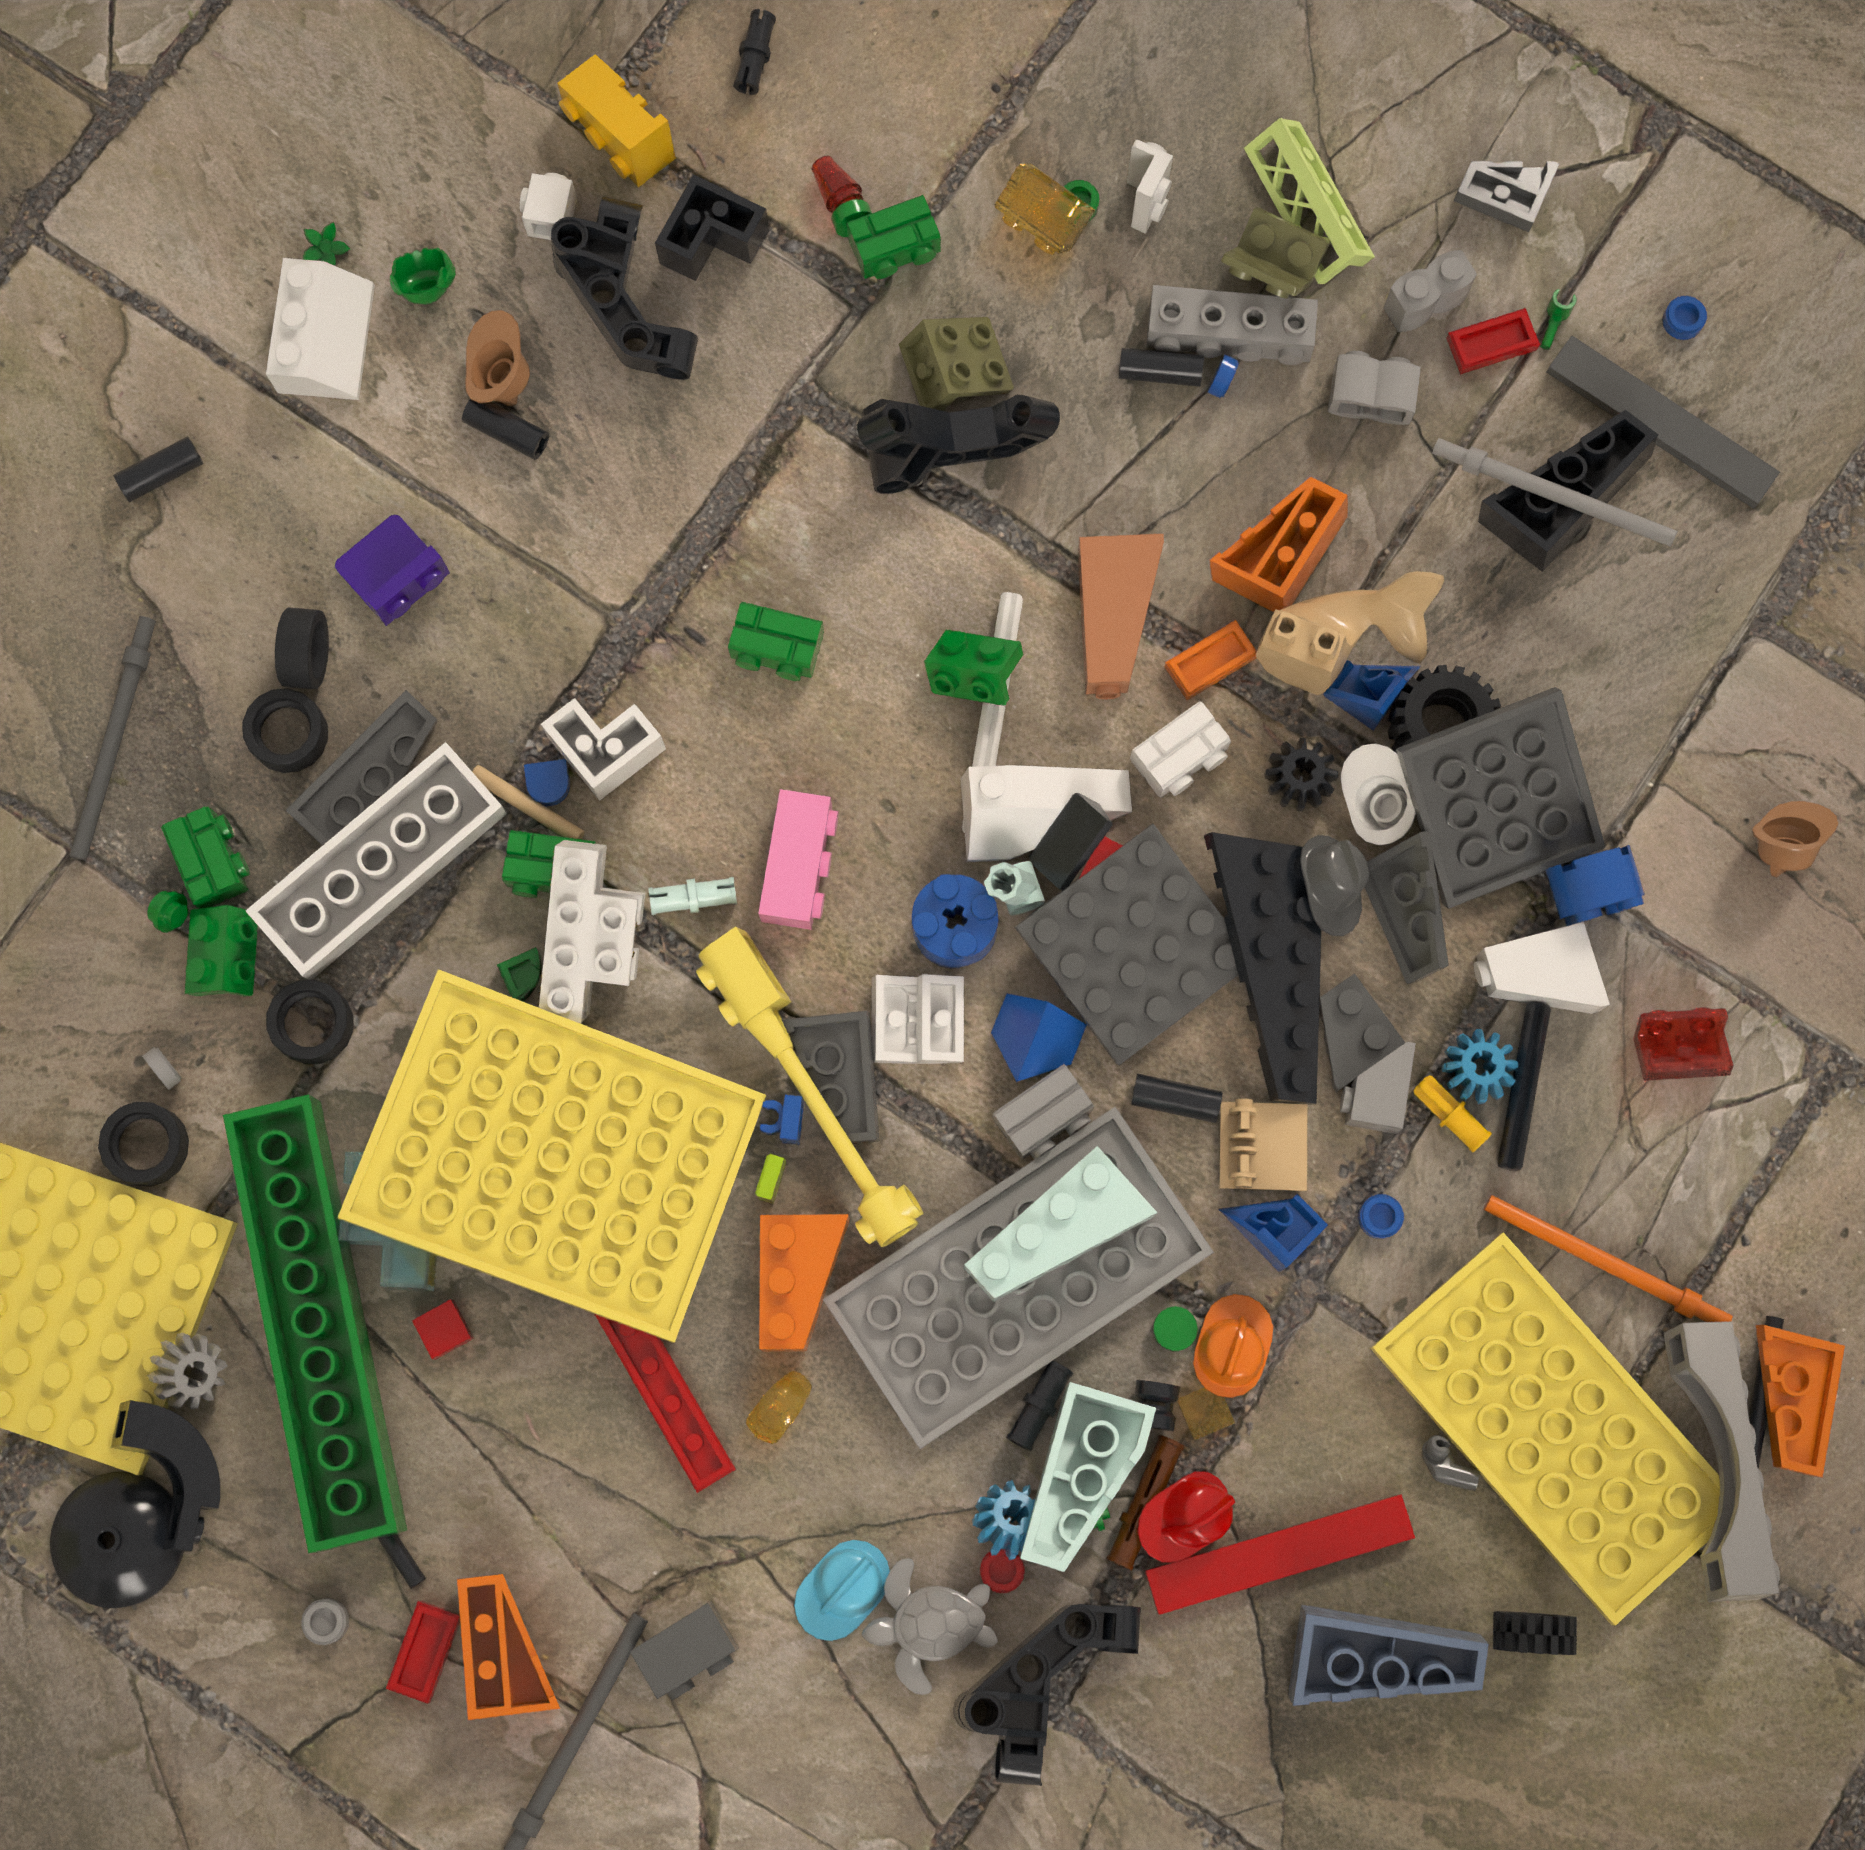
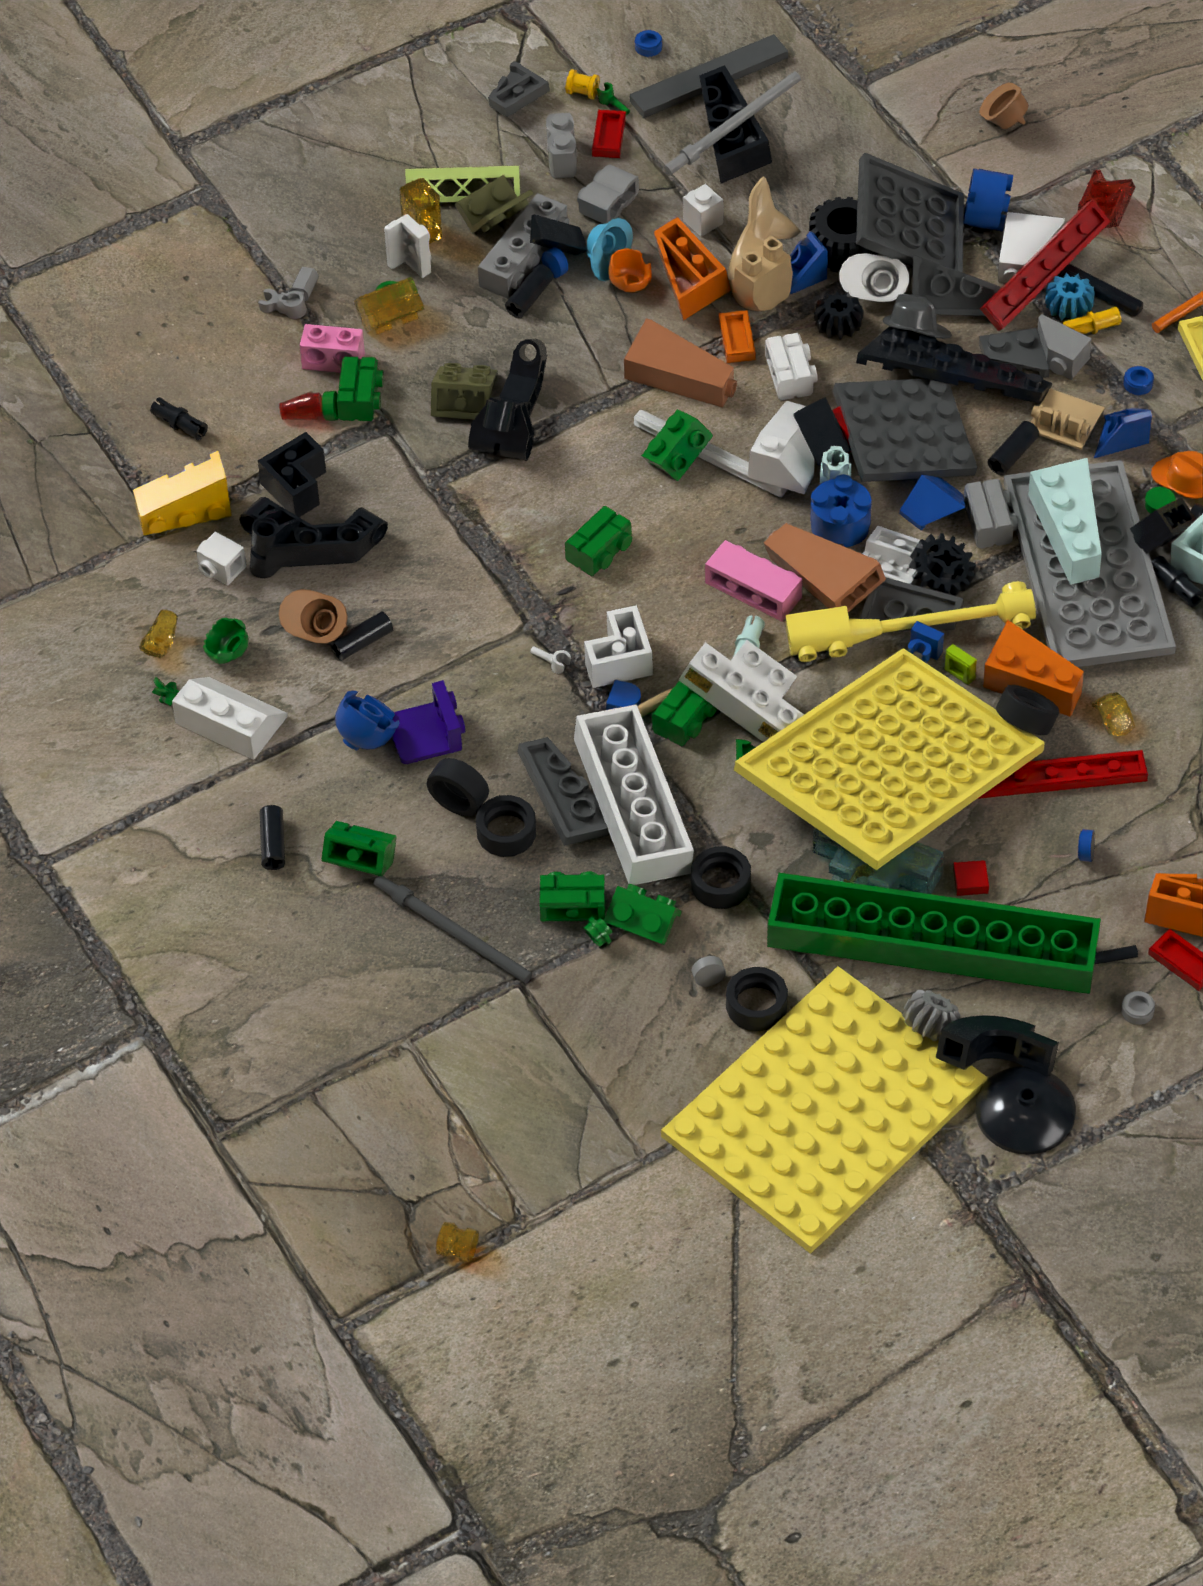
camera: 65 degrees left, 25 degrees down
(171, 576) = (359, 848): none -> green brick
(360, 493) = (364, 721): none -> blue cylinder
(396, 197) = (160, 635): none -> clear yellow hair
(544, 1458) = (1086, 845): none -> blue tile
(572, 666) = (559, 656): none -> white hand
(690, 1293) = (1027, 710): none -> black tyre
(843, 939) = (826, 568): none -> nougat slope
(905, 1099) = (942, 565): none -> black gear
(942, 174) = (326, 346): none -> bright pink brick
(1007, 95) = (294, 301): none -> light grey bar
(1103, 1358) = (1162, 525): none -> black brick
(1213, 171) = (423, 206): none -> clear yellow brick
(1248, 475) = (629, 271): none -> orange hair
(1257, 358) = (557, 234): none -> black slope
(1273, 431) = (604, 241): none -> medium azure piece
(1402, 520) = (703, 210): none -> white brick
(1512, 1013) = (1045, 265): none -> red tile
(1558, 267) = (582, 84): none -> yellow bush

